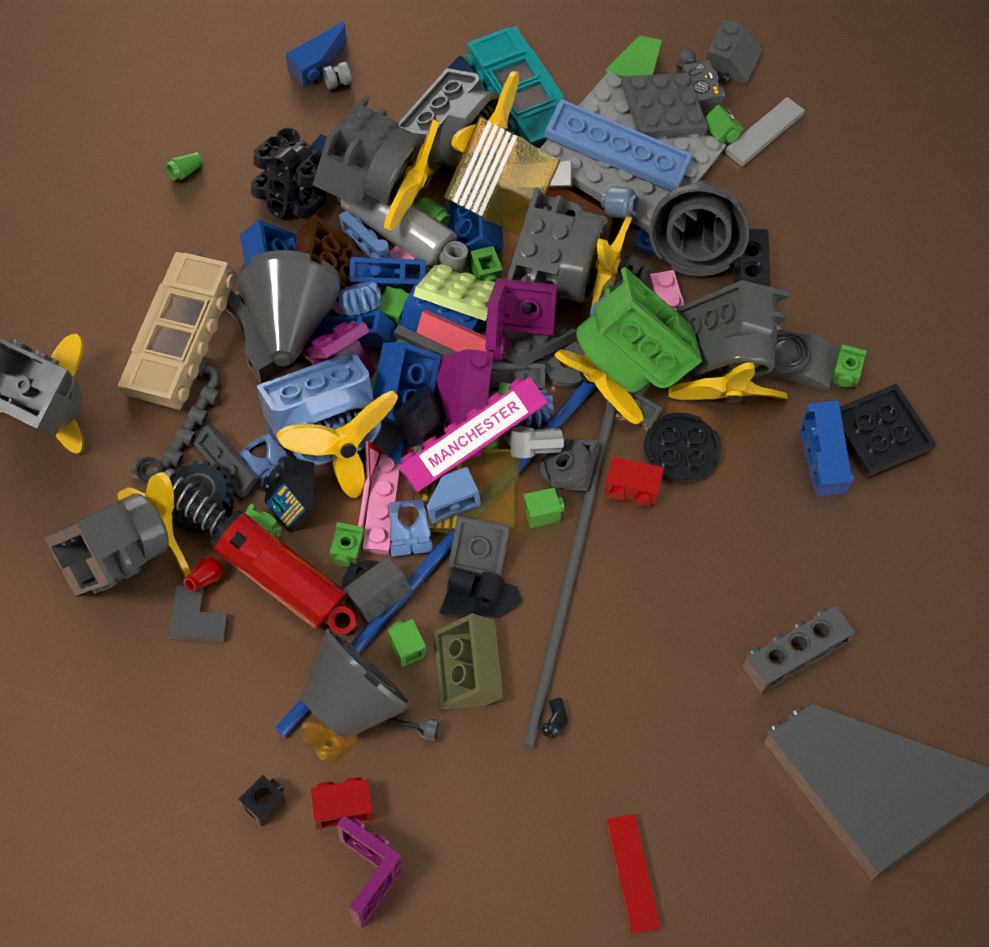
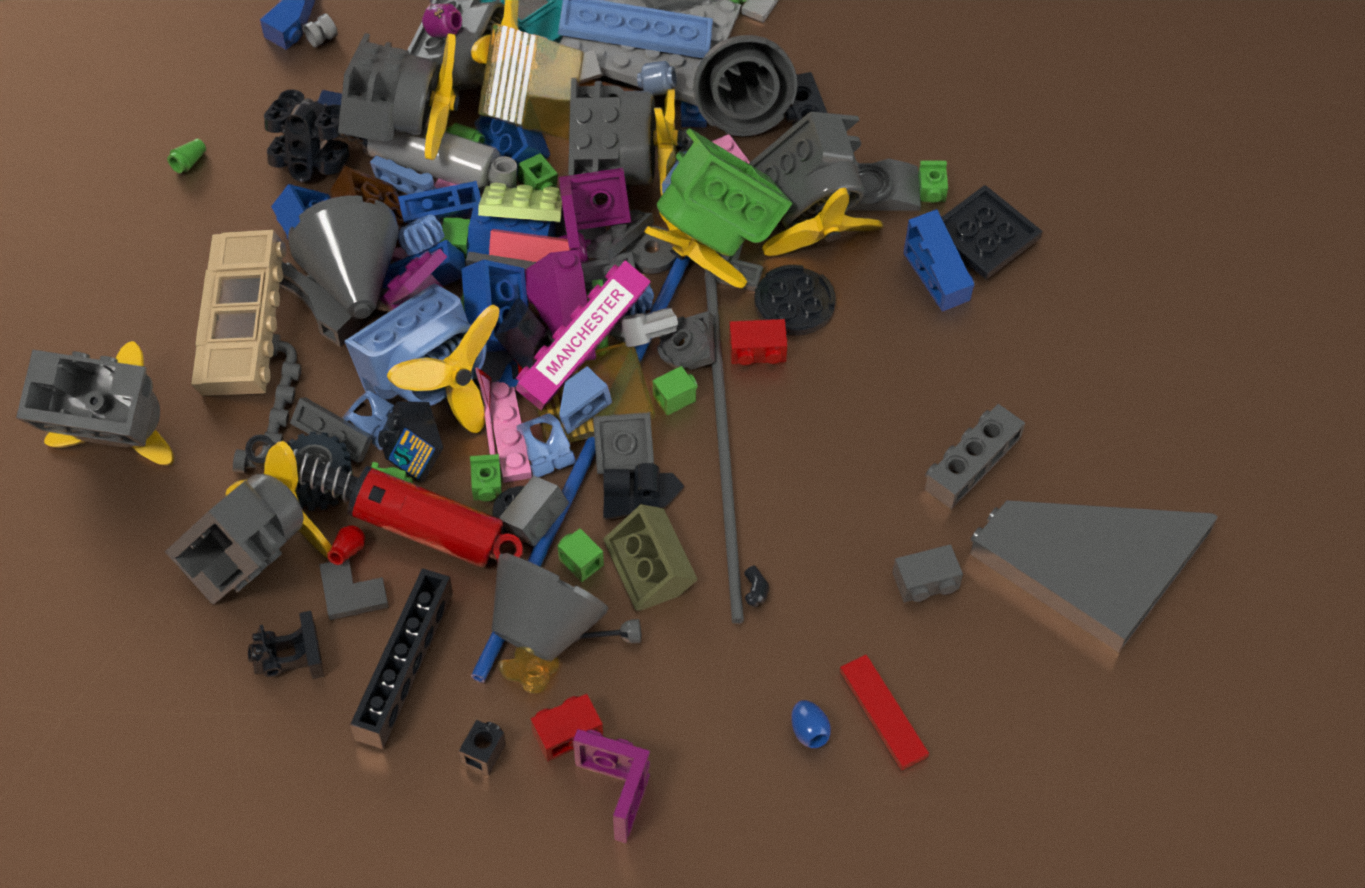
camera: 15 degrees left, 5 degrees down
(105, 648) = (304, 641): none -> black tile
(217, 696) = (401, 659): none -> black brick
(437, 100) = (441, 20): none -> magenta head
(560, 867) = (810, 724): none -> blue animal
(716, 753) = (927, 573): none -> dark grey brick

